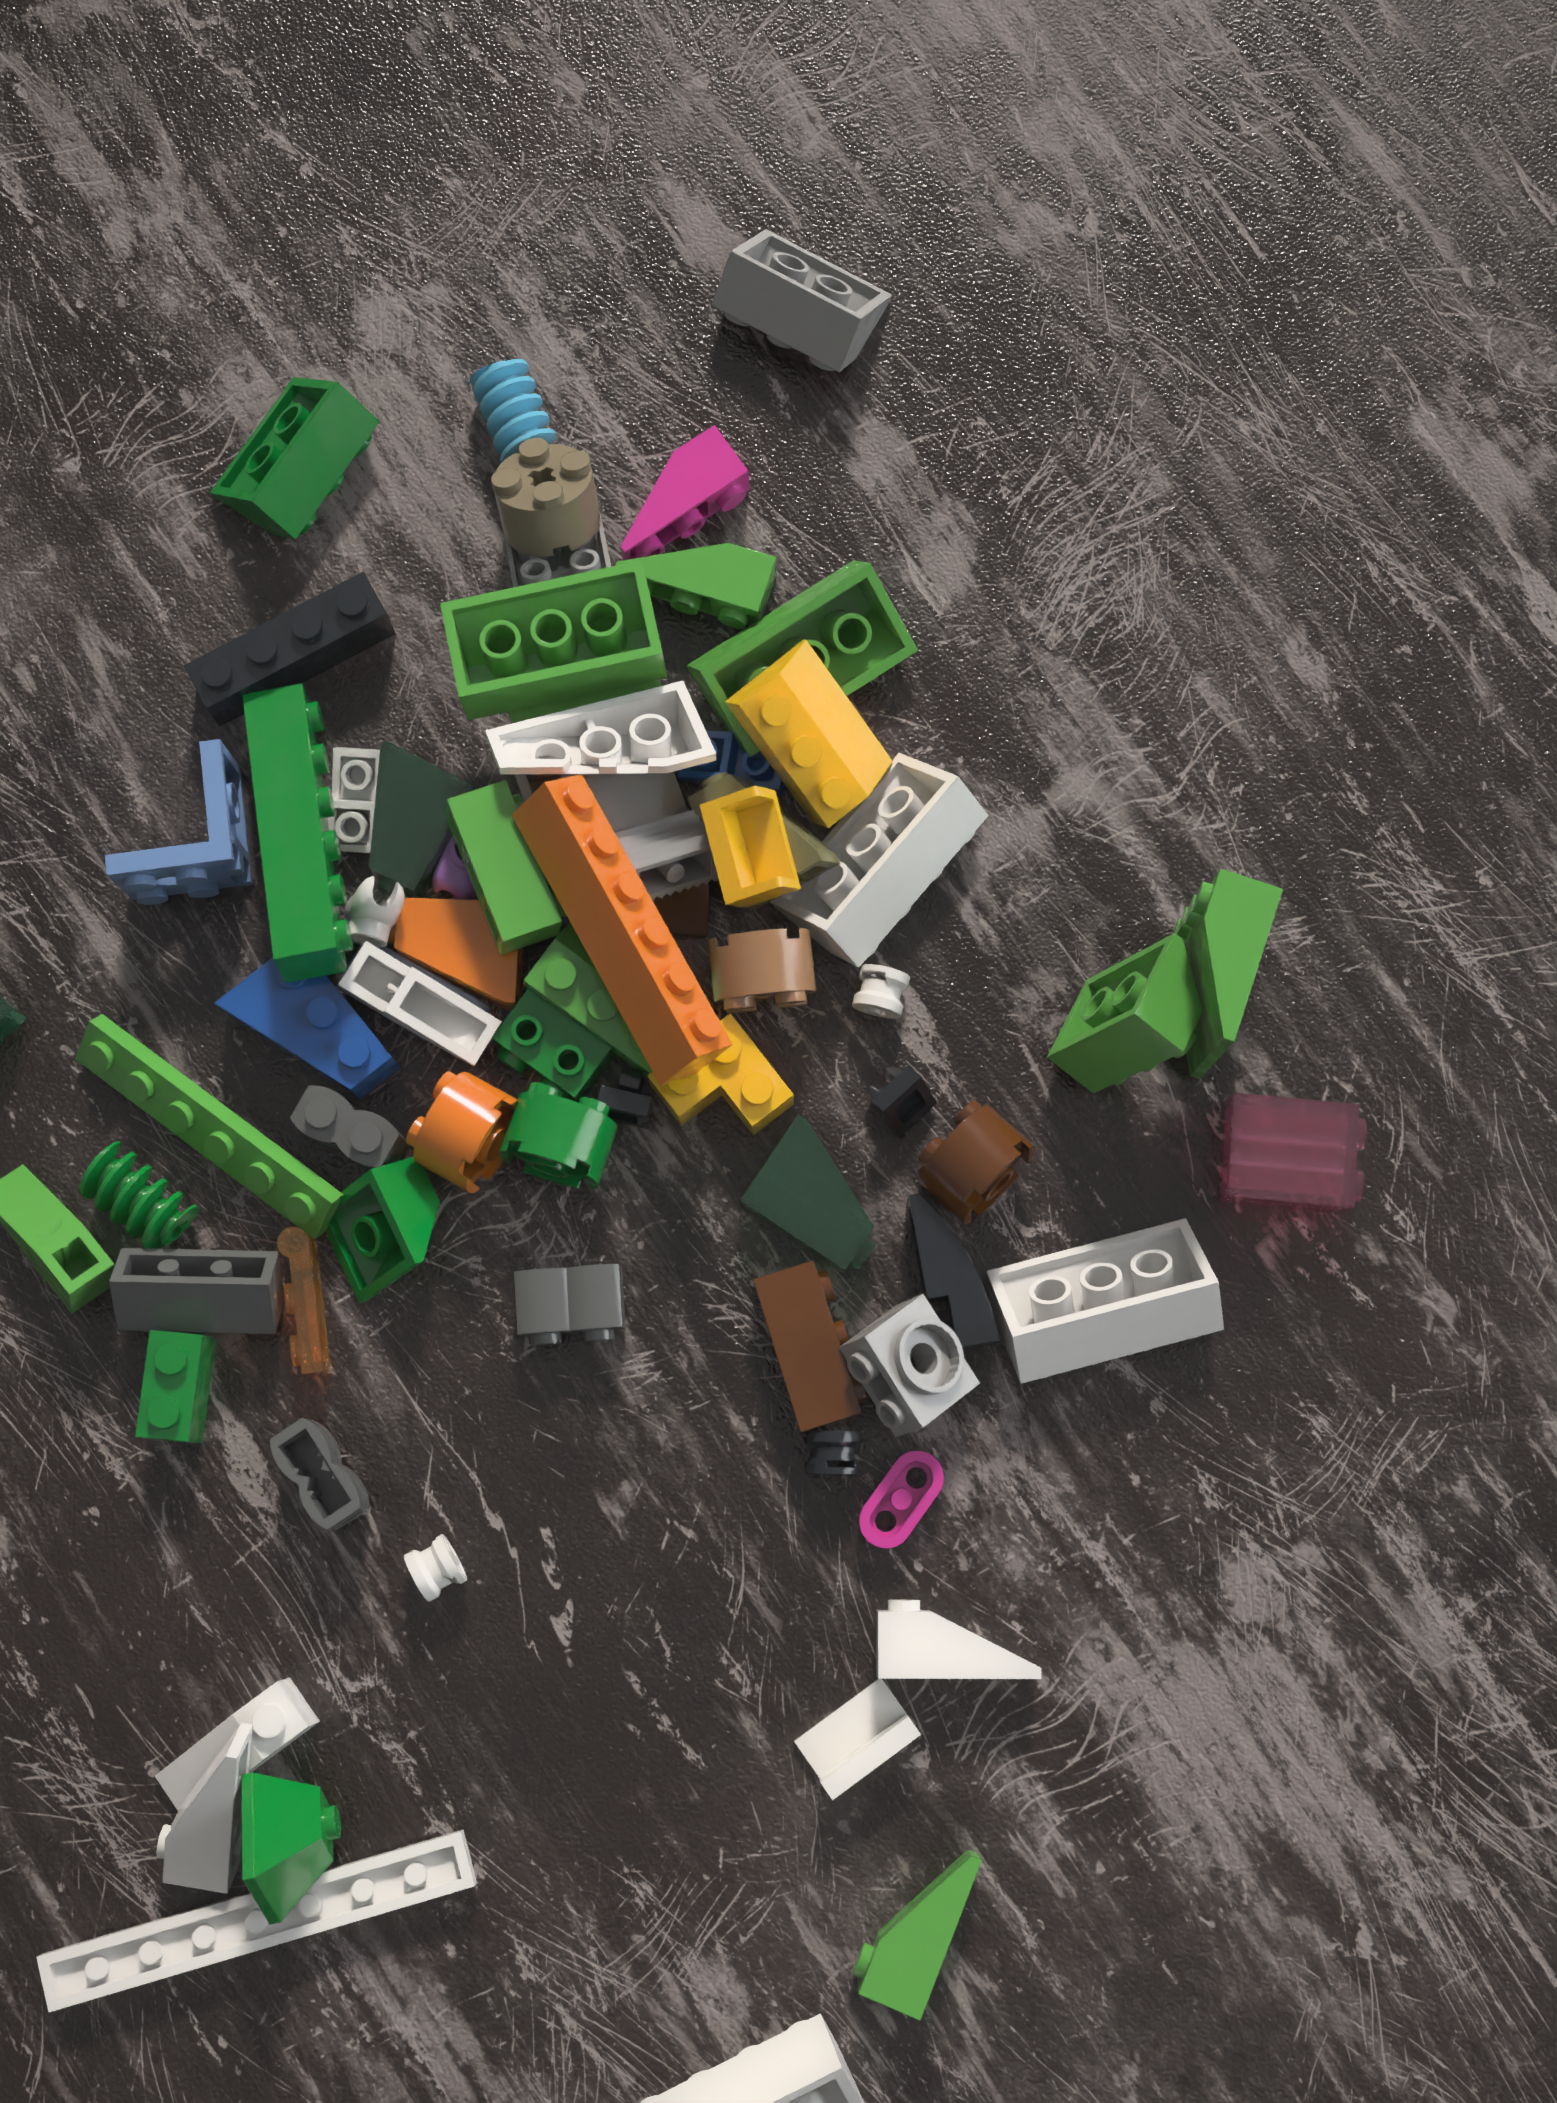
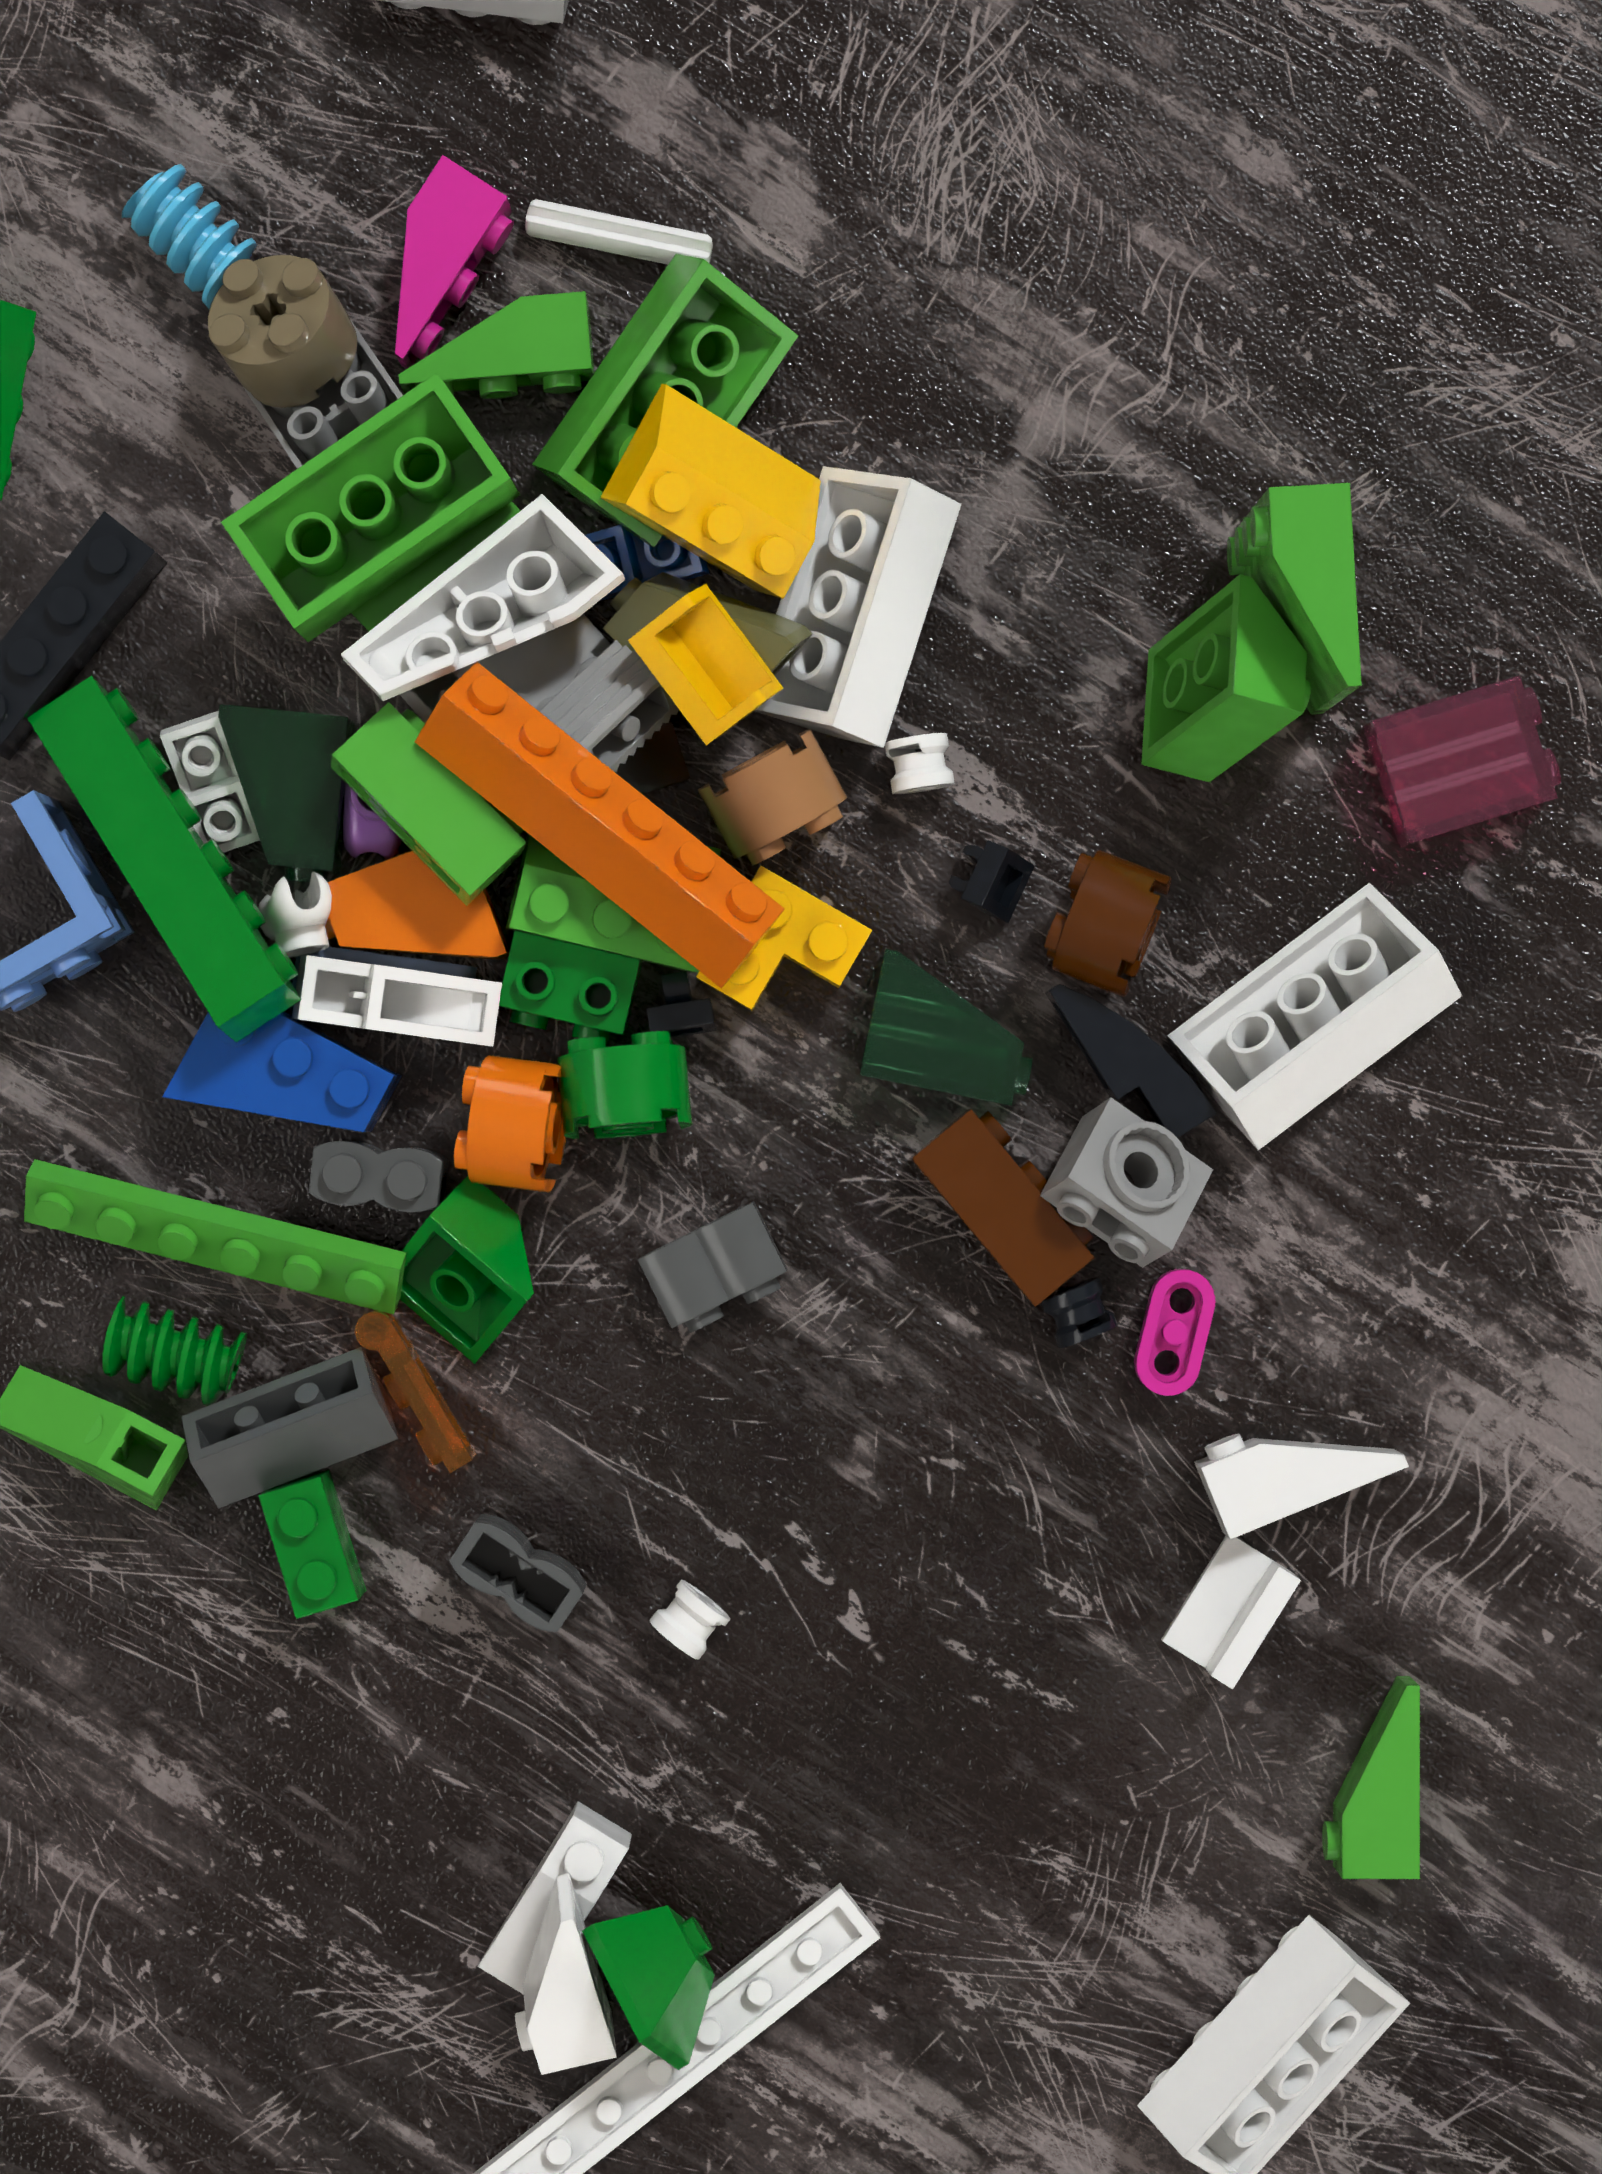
camera: 25 degrees left, 10 degrees up
(813, 529) = (614, 233): none -> white axle

